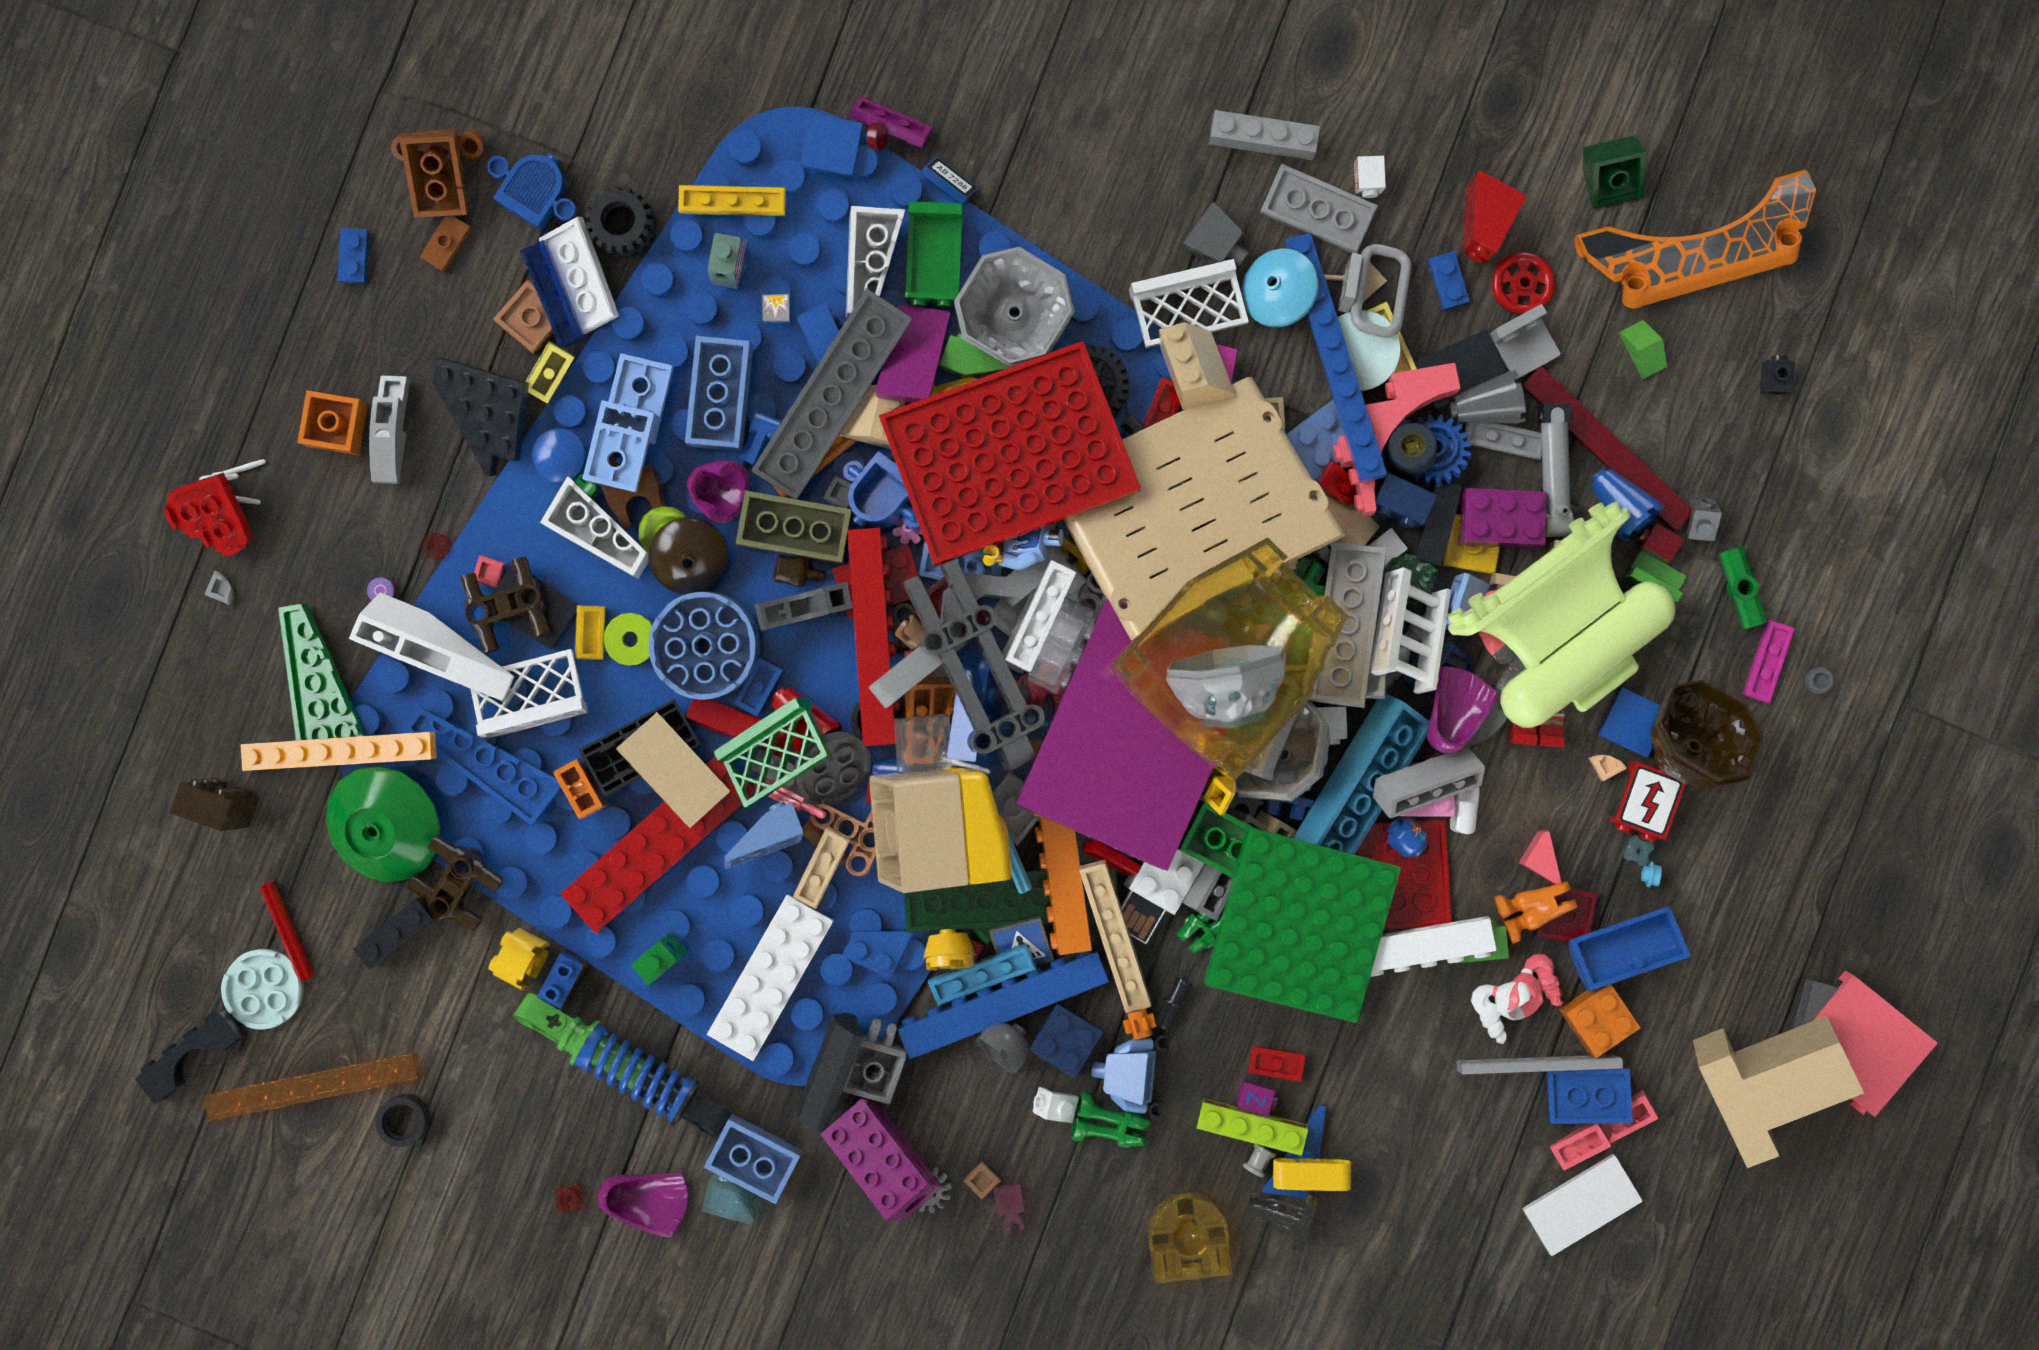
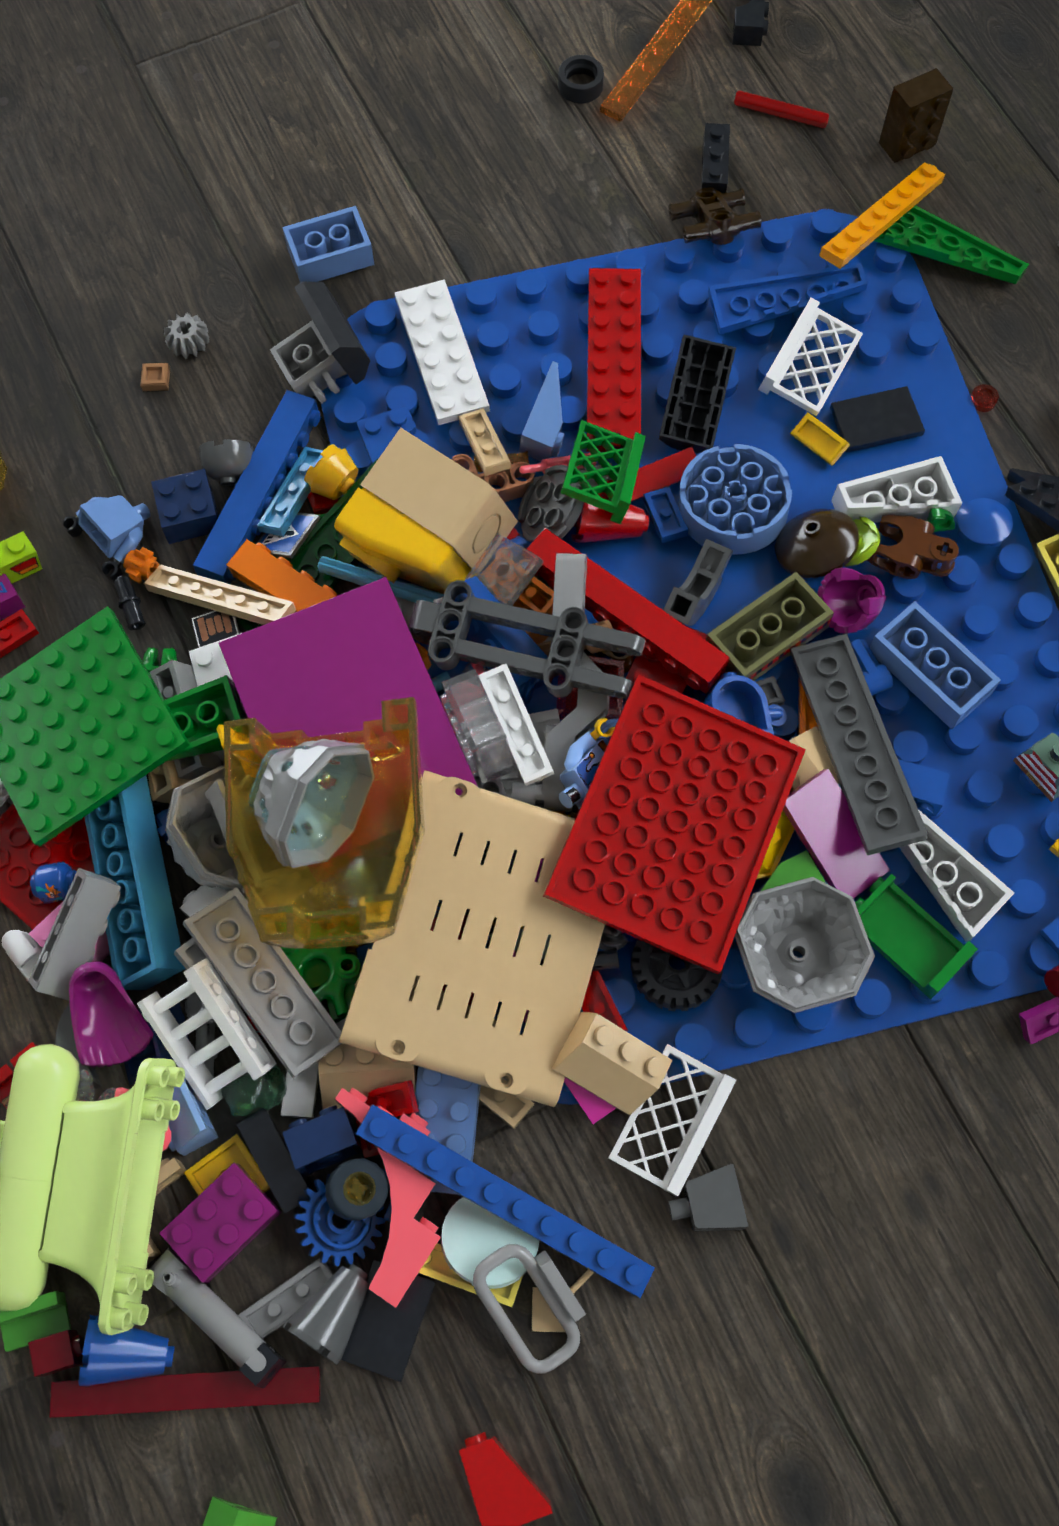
camera: 130 degrees right, 20 degrees down
(262, 989) = (755, 69): light aqua tile -> none
(381, 585) = (981, 338): medium lavender tile -> none
(396, 810) = (803, 206): green dish -> none
(429, 645) = (911, 319): white wedge -> none
(489, 571) = (932, 412): coral tile -> none
(505, 605) = (902, 376): dark brown piece -> none
(519, 958) = (620, 214): yellow brick -> none
(562, 978) = (577, 230): blue hips -> none
(563, 1204) = (425, 129): clear red plate -> none
(580, 788) = (705, 326): orange brick -> none
(593, 1050) = (471, 218): piece -> none
(615, 642) = (797, 452): lime tile -> none
(628, 423) = (968, 579): light blue bracket -> none
(646, 1201) = (373, 166): magenta hair -> none
(659, 958) = (528, 278): green torso -> none
(673, 770) = (658, 396): tan tile -> none
(728, 1201) = (314, 206): clear light blue slope -> none
(776, 308) = (970, 773): tile -> none
(794, 571) = (730, 604): dark brown piece -> none
(881, 1160) = (235, 306): magenta piece -> none
(949, 180) = (967, 1014): tile -> none
(1009, 1203) = (117, 378): clear pink plate -> none
(1055, 1105) = (149, 461): white bracket -> none
(1124, 1138) = (79, 491): green piece -> none
(1264, 135) = (772, 1339): light grey brick -> none
(1292, 294) = (601, 1224): medium azure dish -> none
(1318, 209) = (655, 1329): light grey tile -> none
(1369, 176) = (644, 1407): white brick -> none
(1448, 280) = (478, 1391): blue plate -> none
(1502, 276) = (430, 1485): red plate -> none
(1525, 342) = (352, 1407): light grey bracket -> none
(1703, 519) = (34, 1420): dark grey bracket -> none

